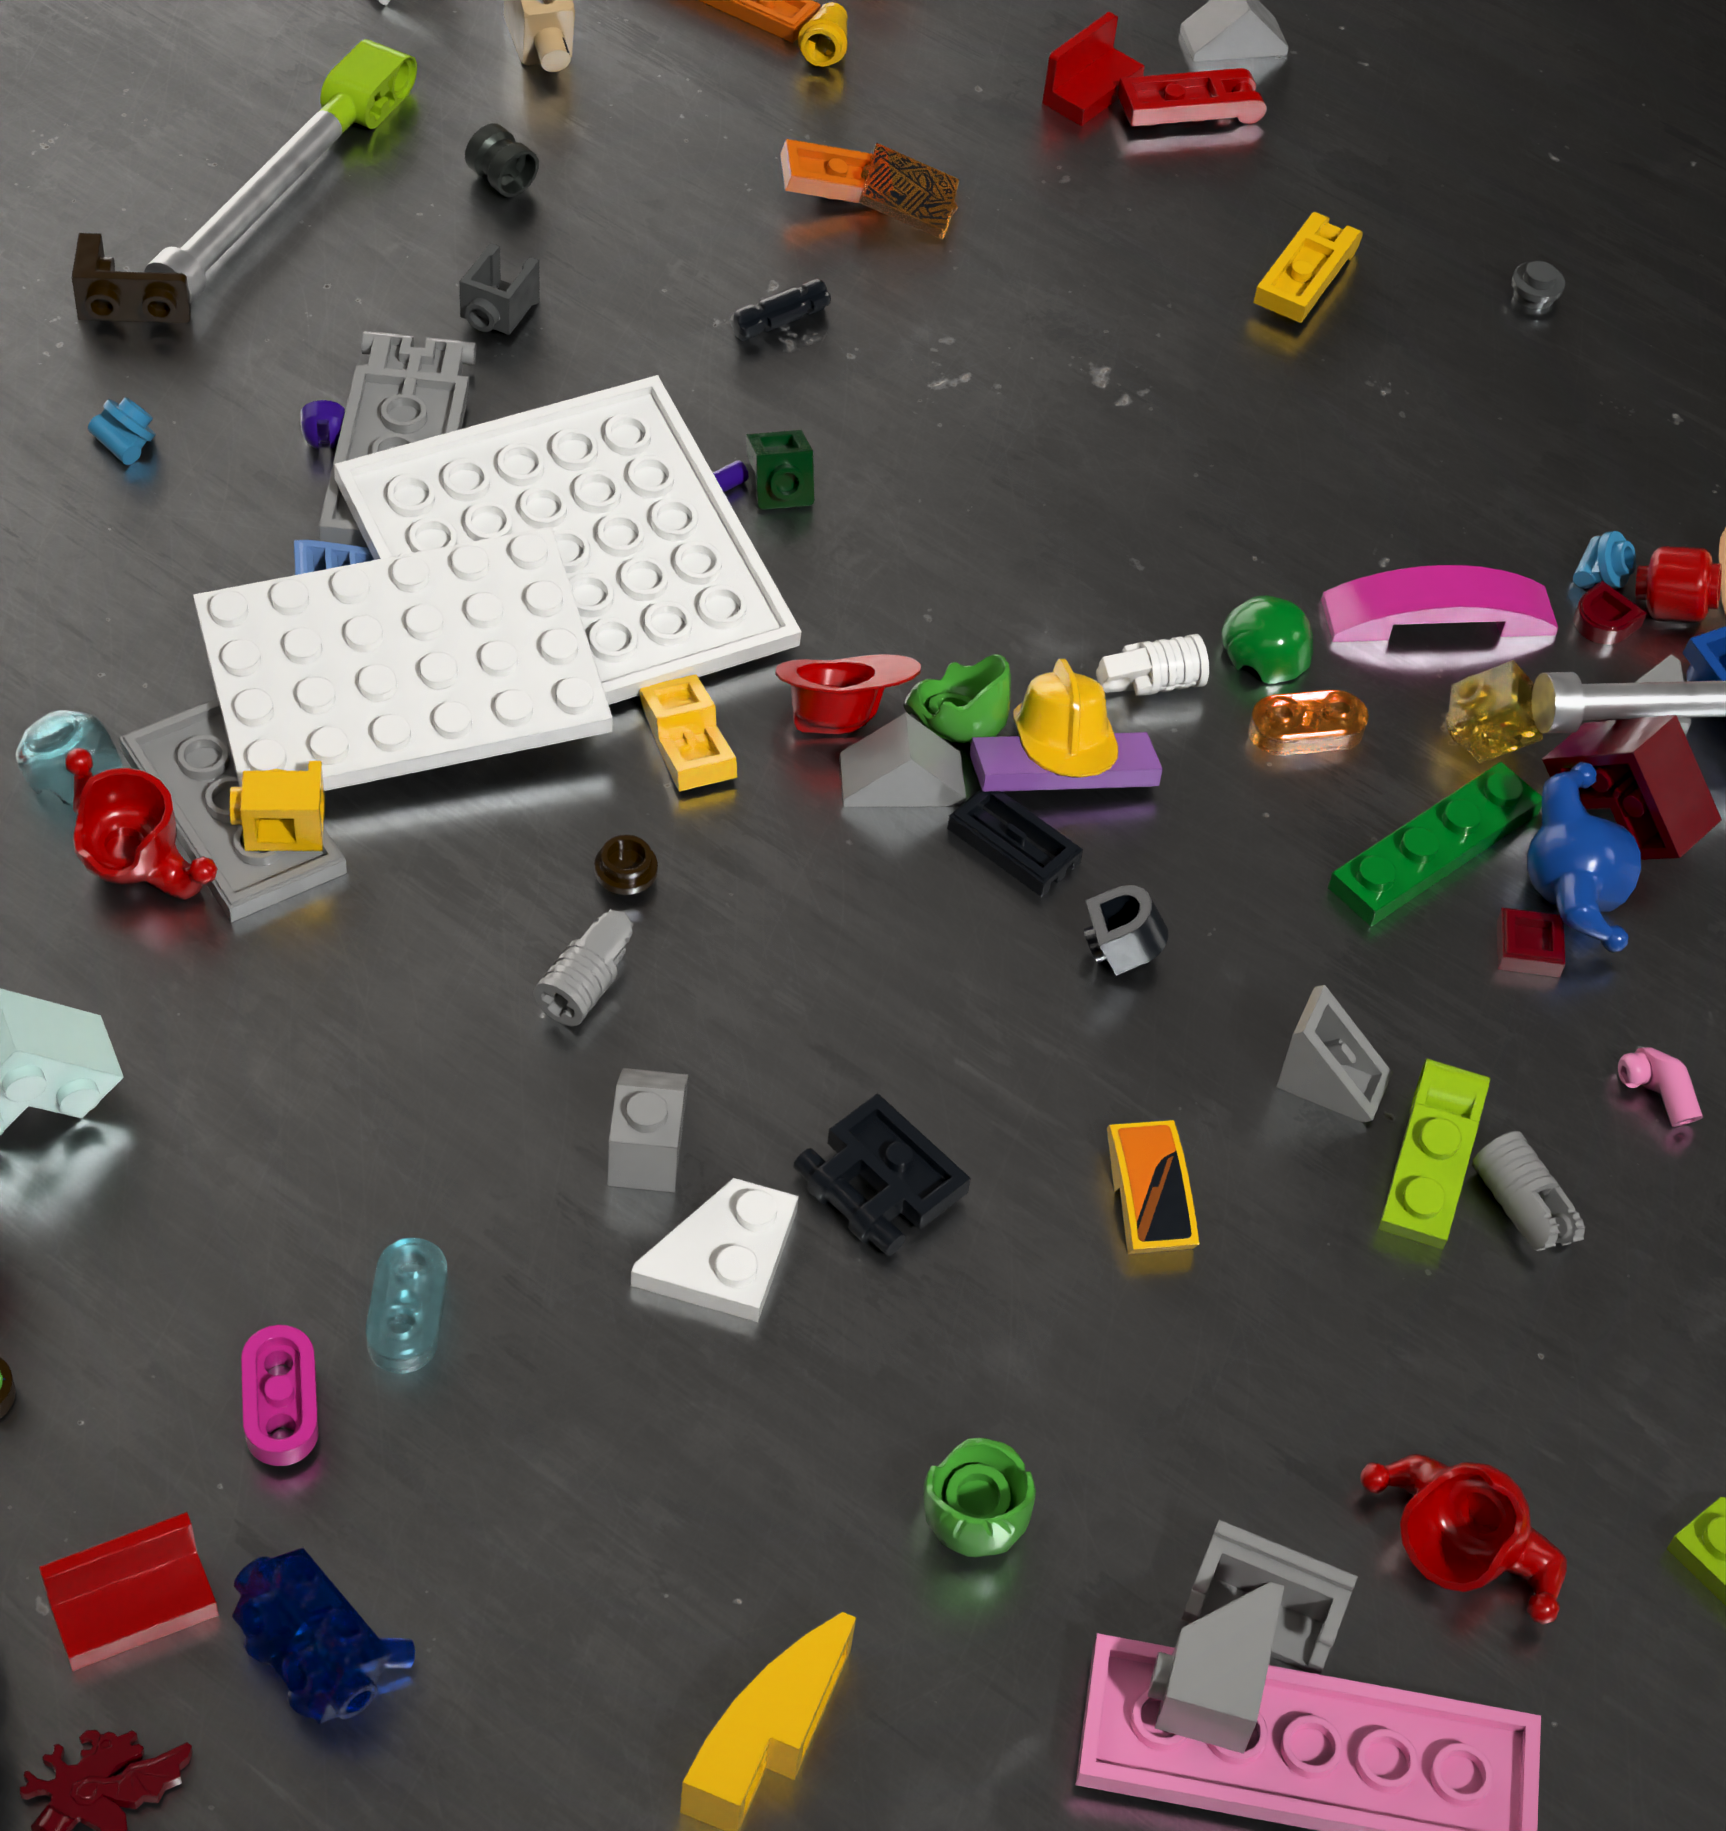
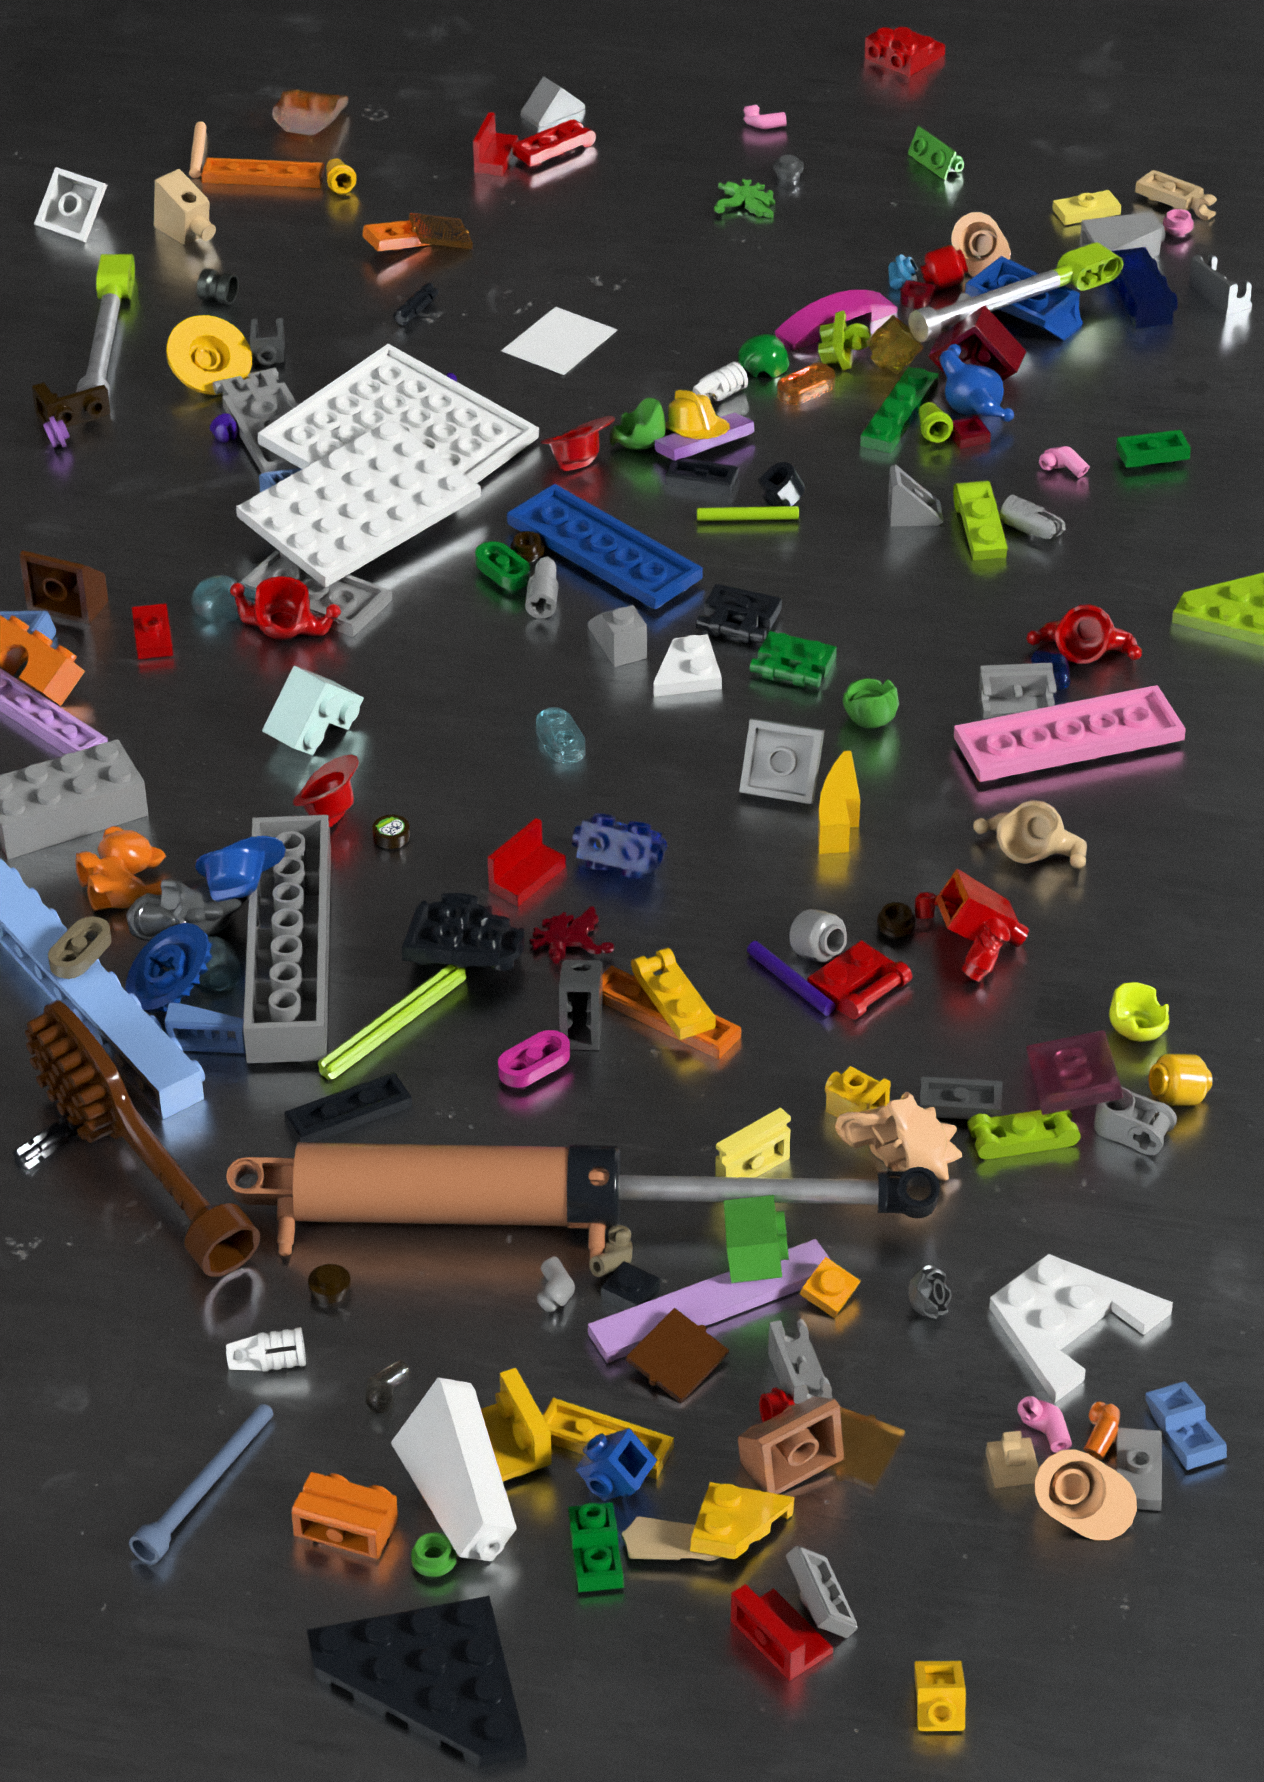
camera: 20 degrees left, 10 degrees down
(69, 327) = (56, 432): none -> medium lavender plate
(122, 429) = (122, 464): dark azure plate -> none
(280, 809) = (351, 575): yellow brick -> none
(281, 1399) = (532, 781): dark pink plate -> none
(386, 276) = (207, 351): none -> yellow hat
(558, 892) = (502, 565): none -> green plate
(687, 732) = (508, 485): yellow slope -> none
(718, 1579) = (781, 761): none -> light grey tile
(752, 925) = (605, 546): none -> blue plate
(782, 468) = (474, 366): dark green bracket -> none
(902, 768) = (627, 466): light grey slope -> none
(927, 1309) = (793, 659): none -> green plate
(964, 466) = (559, 340): none -> white sticker
(1041, 954) = (748, 513): none -> lime bar
(1153, 1186) = (865, 575): slope -> none
(1219, 1671) = (1017, 711): light grey slope -> none
(1307, 267) = (668, 198): yellow plate -> none
(1375, 1565) = (1060, 667): none -> clear blue arm
(1416, 663) = (841, 341): none -> lime hips
(1441, 310) = (755, 200): none -> bright green piece
(1476, 901) = (935, 423): none -> lime cone
(1551, 183) = (764, 121): none -> bright pink arm

